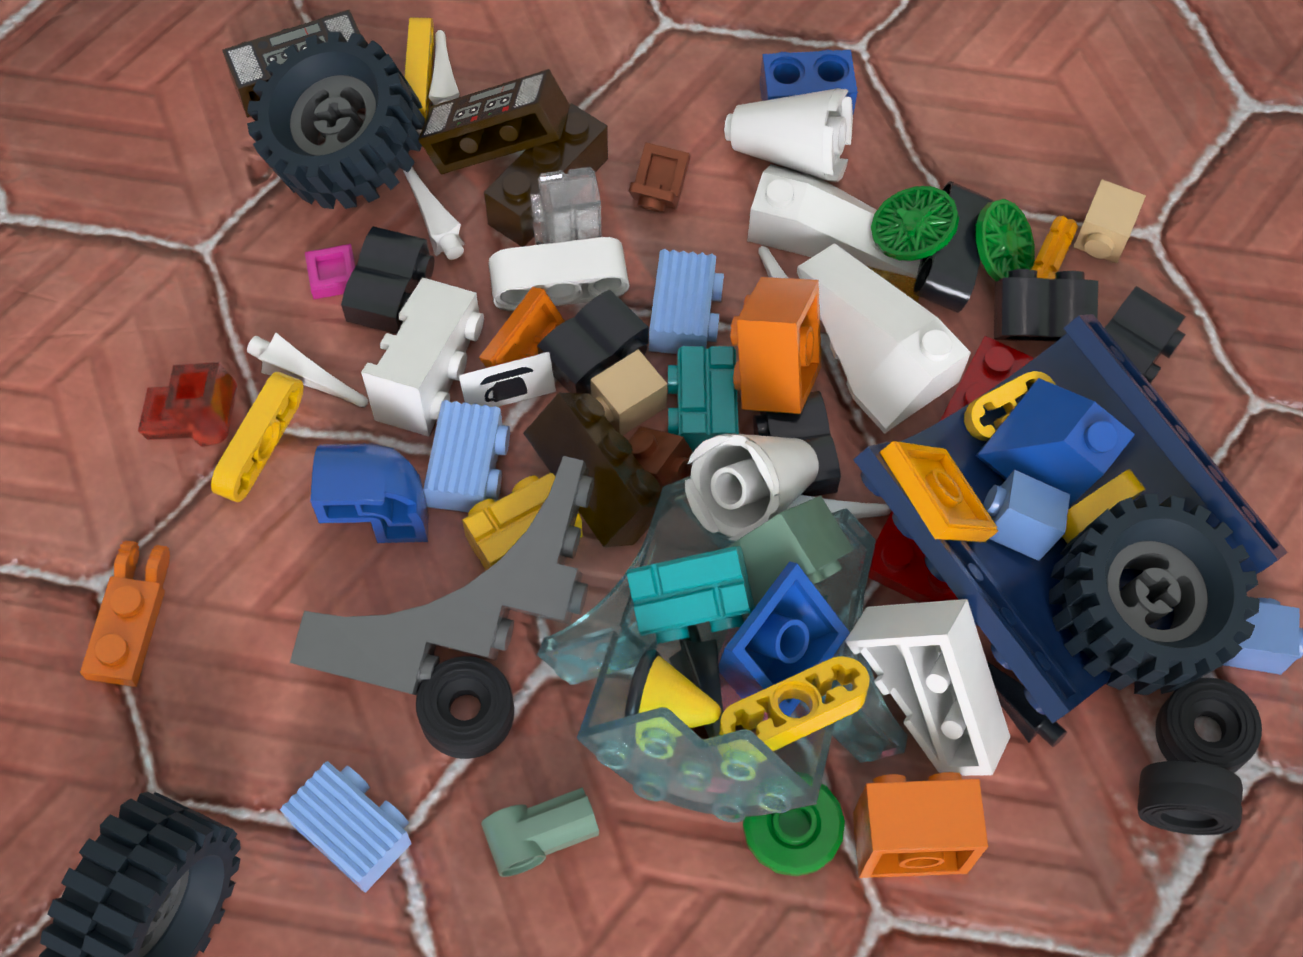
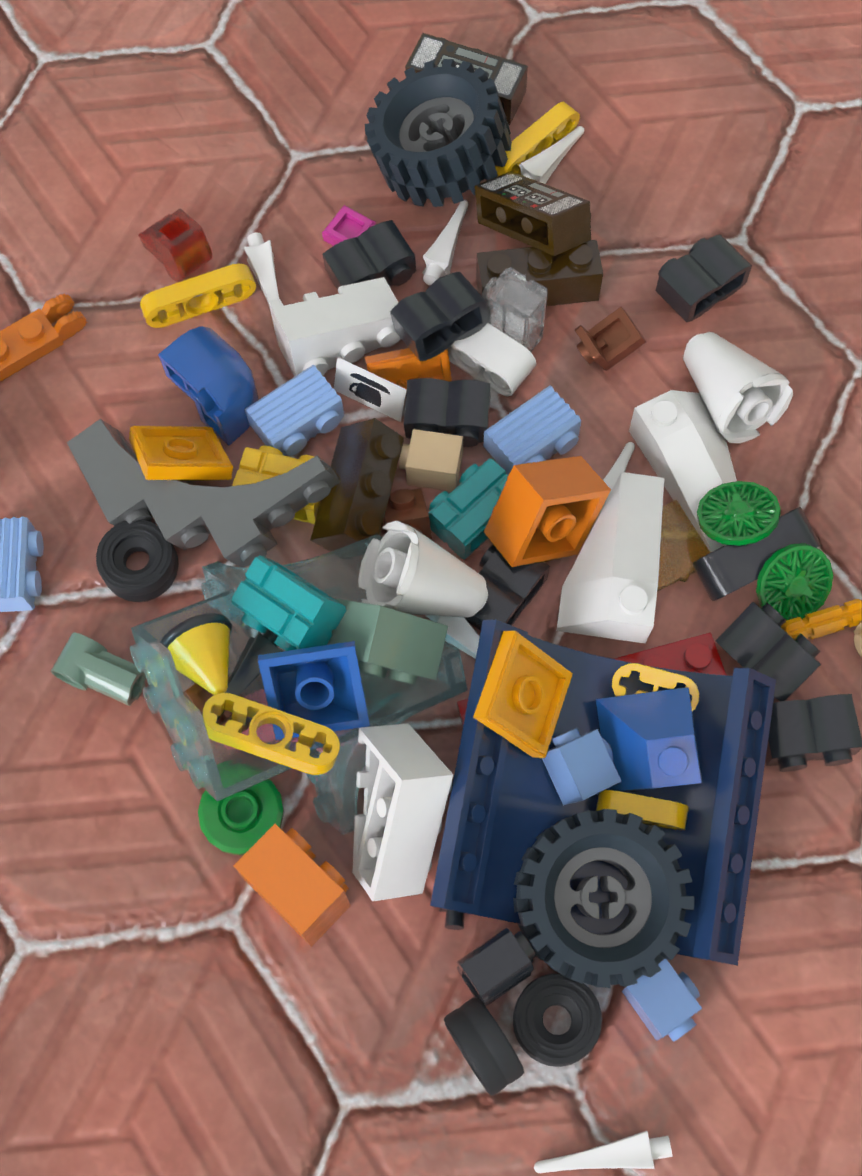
camera: 50 degrees right, 5 degrees up
(409, 576) = (180, 453): none -> light orange tile
(514, 265) = (440, 315): none -> black brick
(676, 71) = (702, 277): none -> black brick
(807, 72) = (789, 352): blue brick -> none
(1134, 728) = (497, 965): none -> black brick

